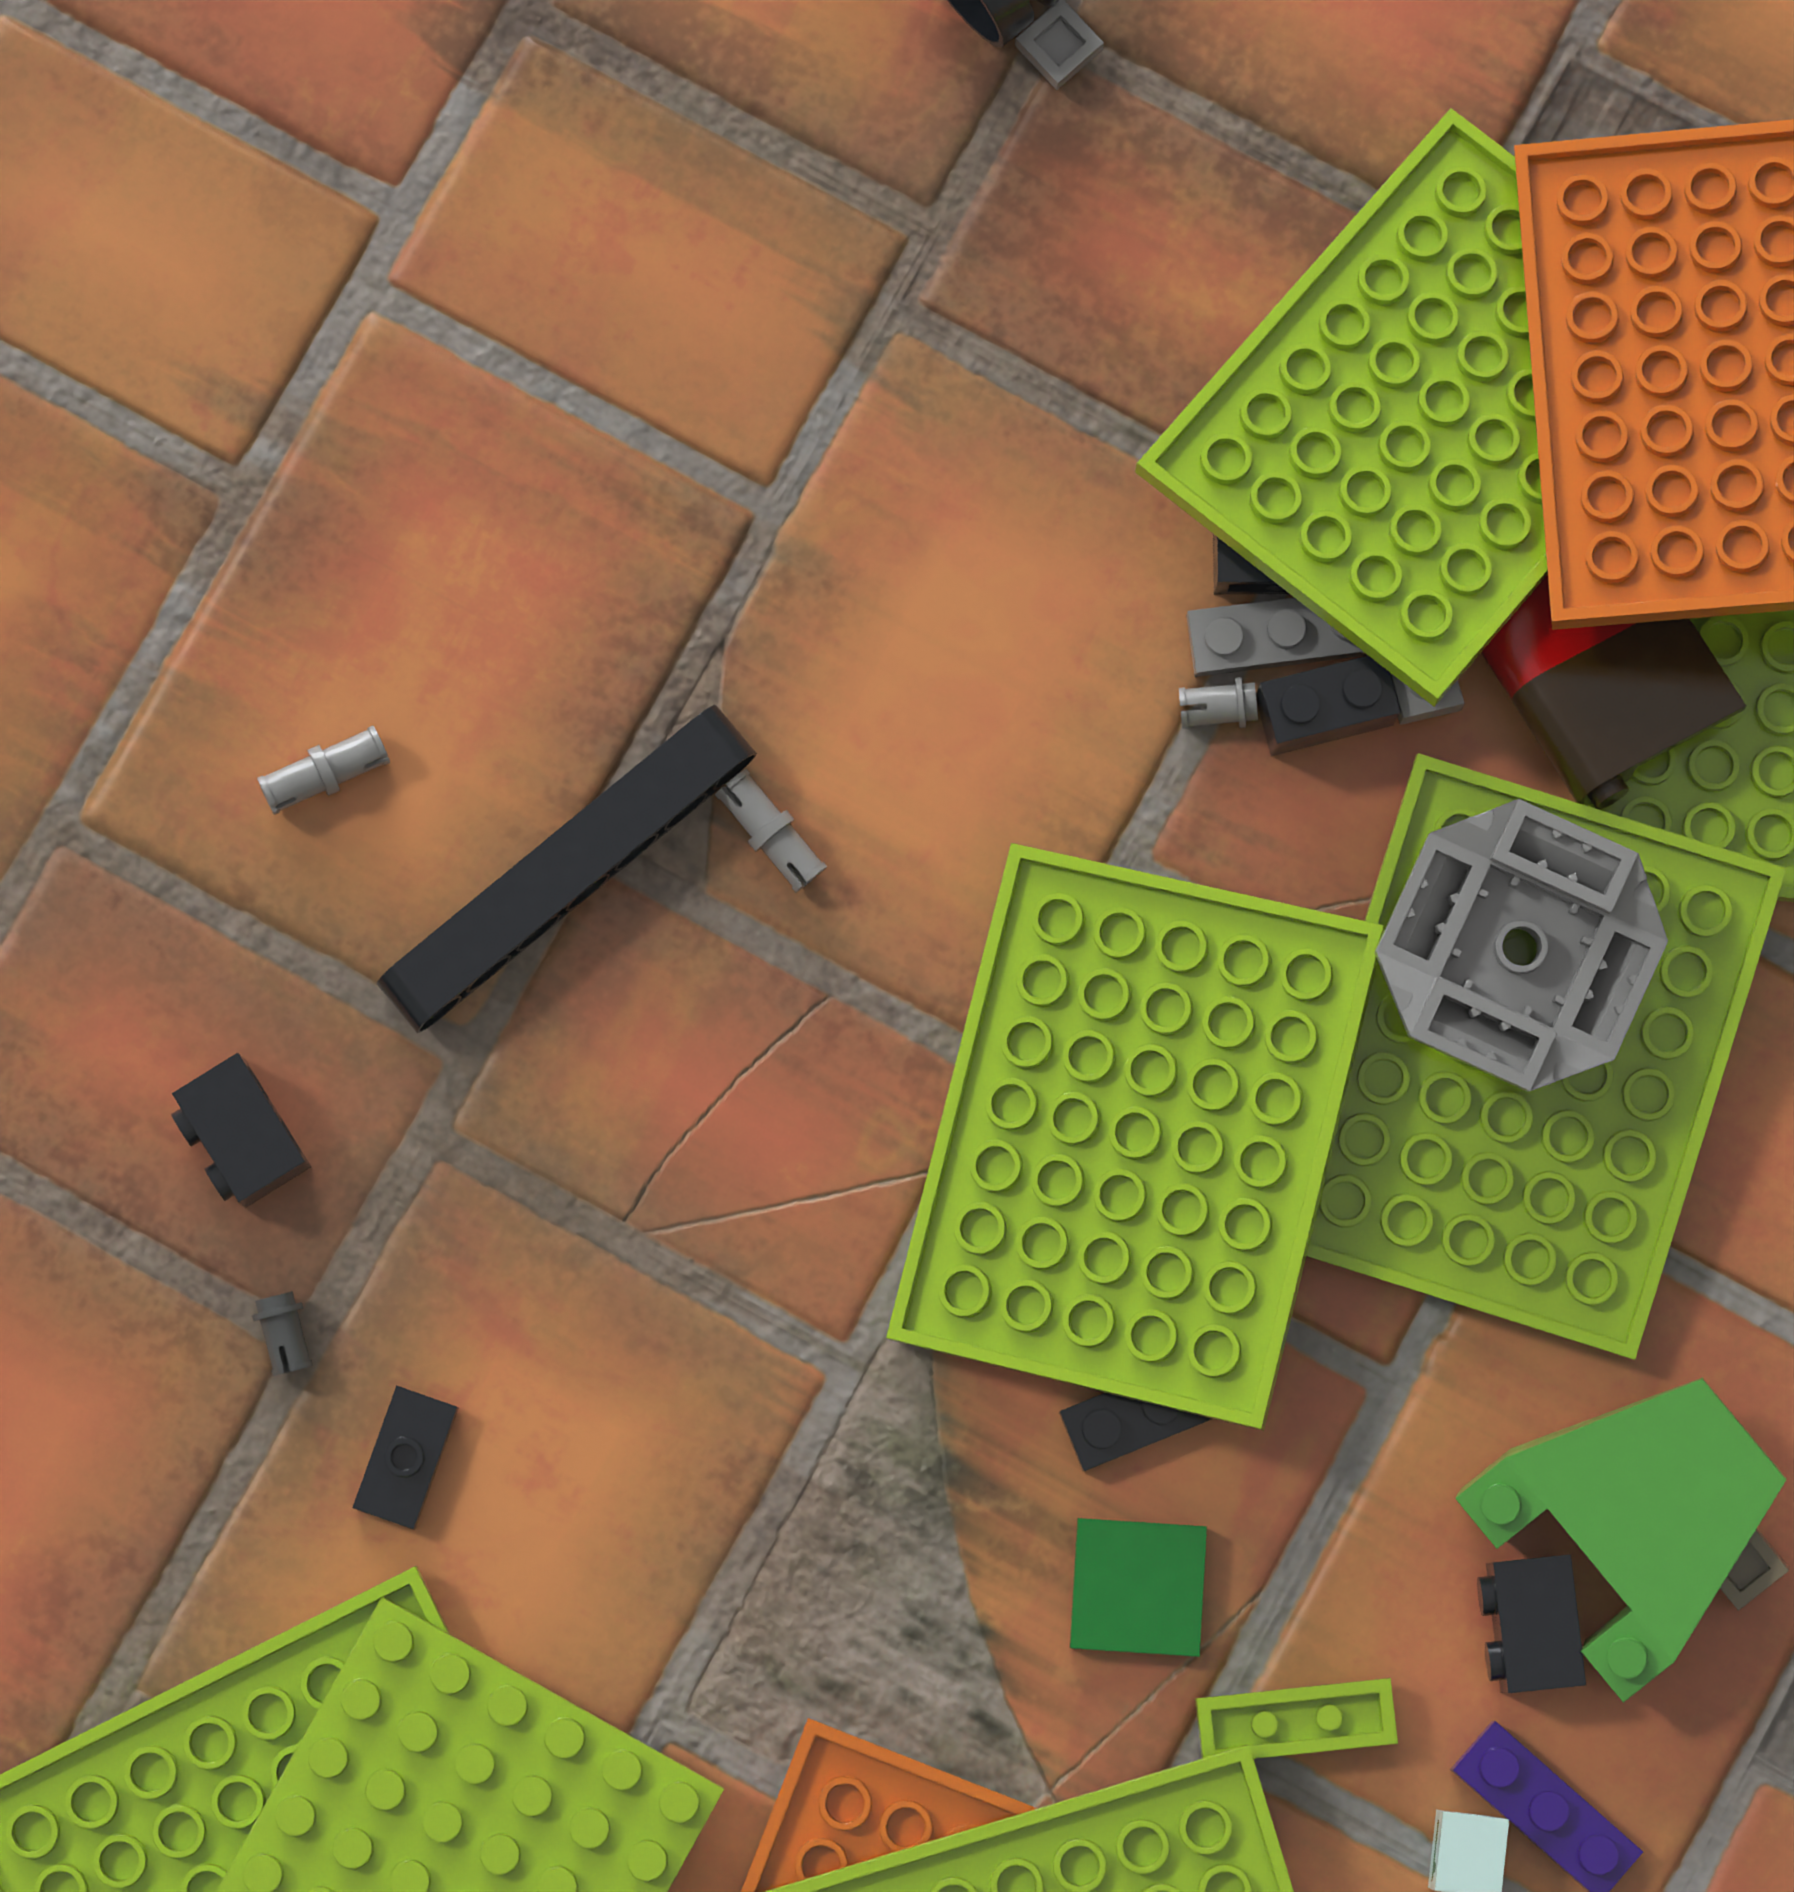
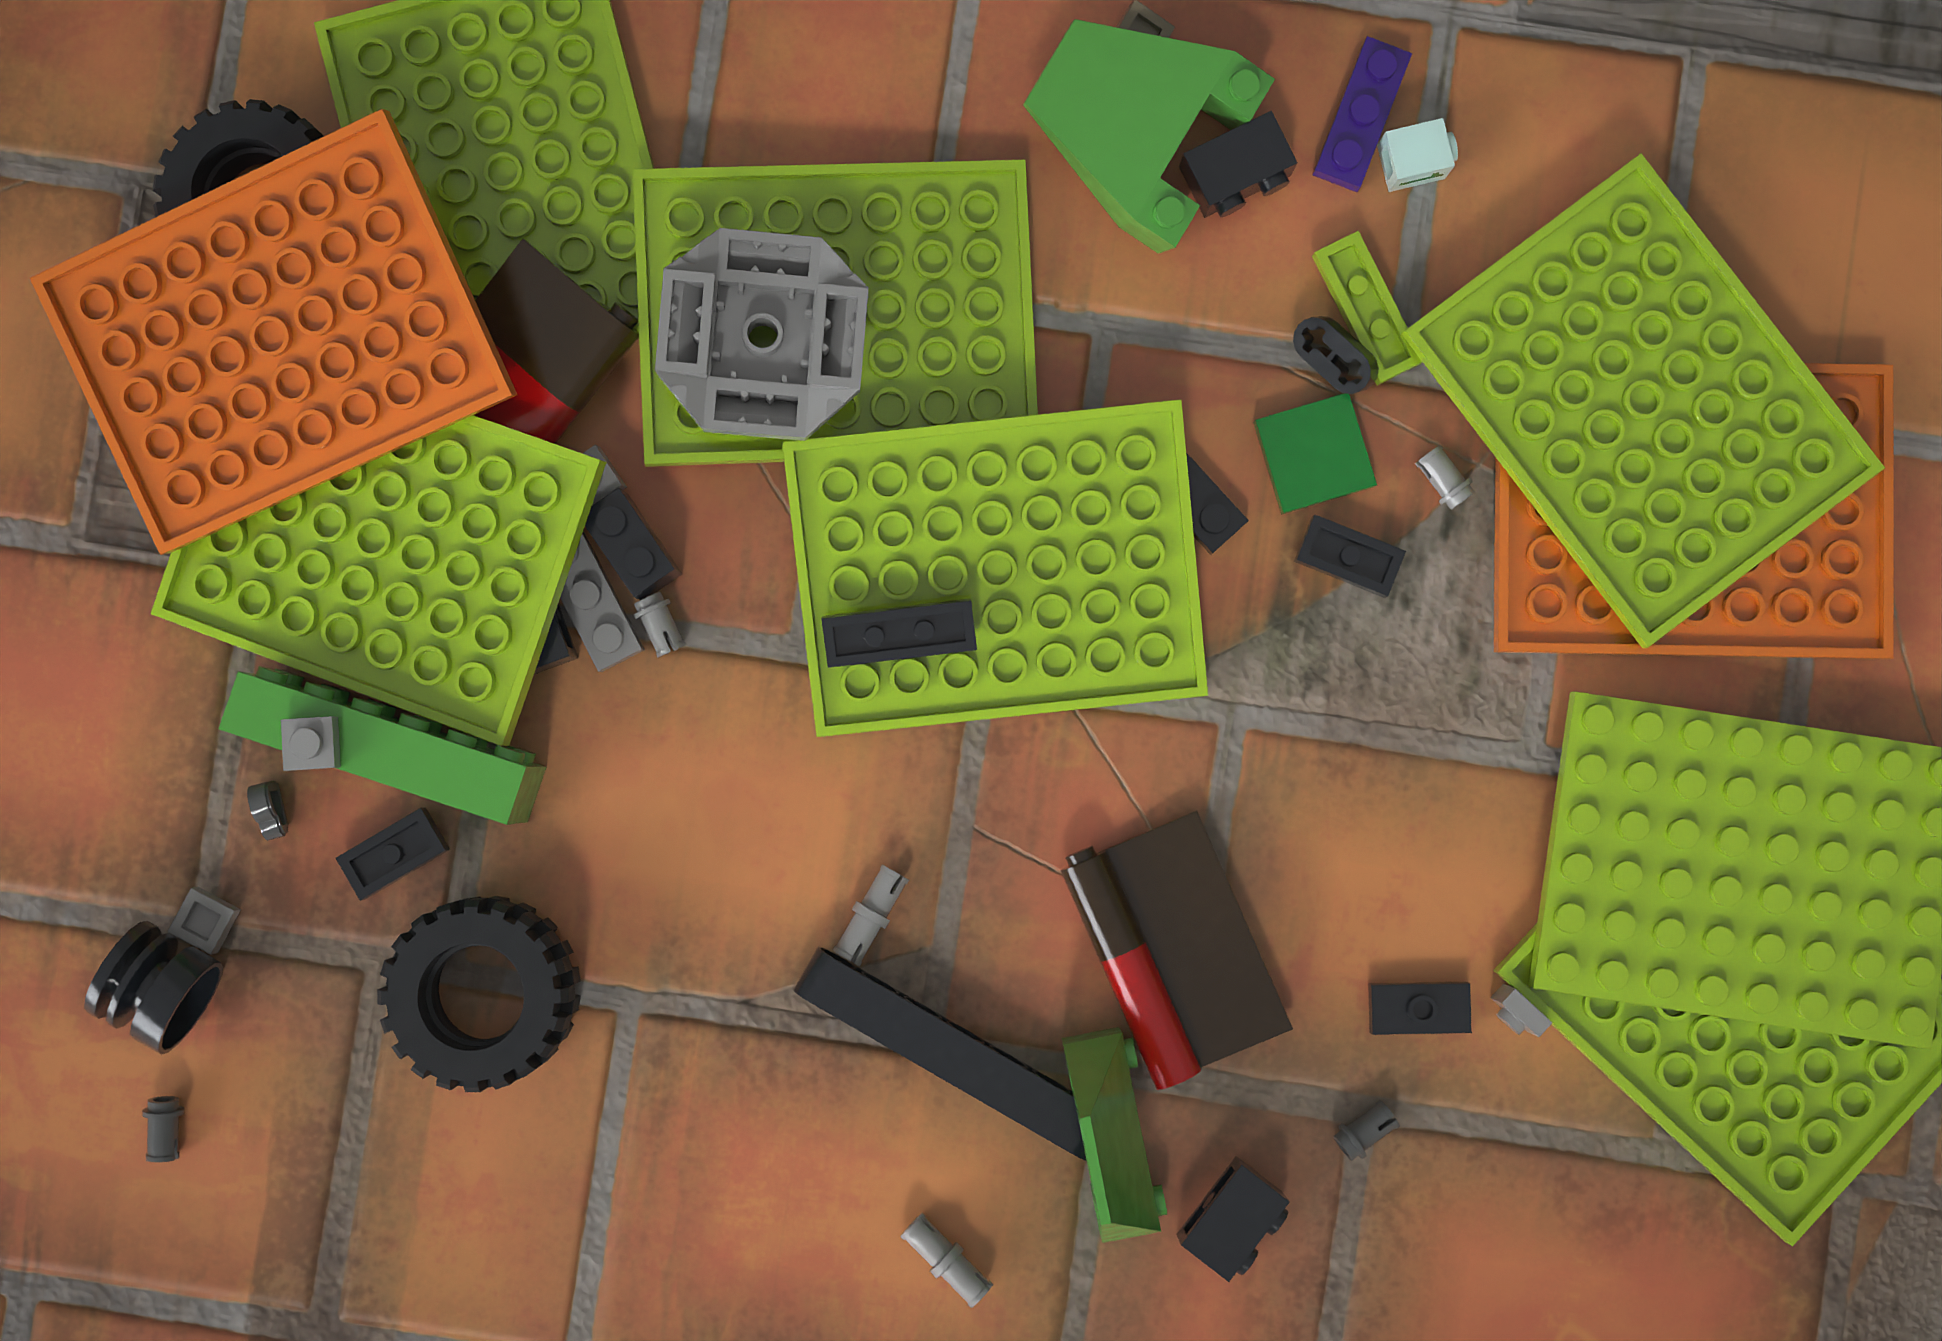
camera: 100 degrees left, 5 degrees up
(355, 1574) = (1519, 1012): none -> light grey plate
(398, 1010) = (1112, 1134): none -> bright green wedge
(591, 1184) = (1175, 949): none -> dark brown door
(843, 254) = (416, 1006): none -> black tyre
(993, 1580) = (1350, 556): none -> black plate
(1048, 1738) = (1445, 477): none -> light grey pin
(1057, 290) = (392, 853): none -> black plate
(1100, 984) = (899, 633): none -> black plate
(1164, 164) = (268, 809): none -> dark grey tile
(1187, 325) = (389, 749): none -> bright green brick
(1220, 242) = (310, 743): none -> light grey plate
(1249, 1653) = (1328, 362): none -> black beam

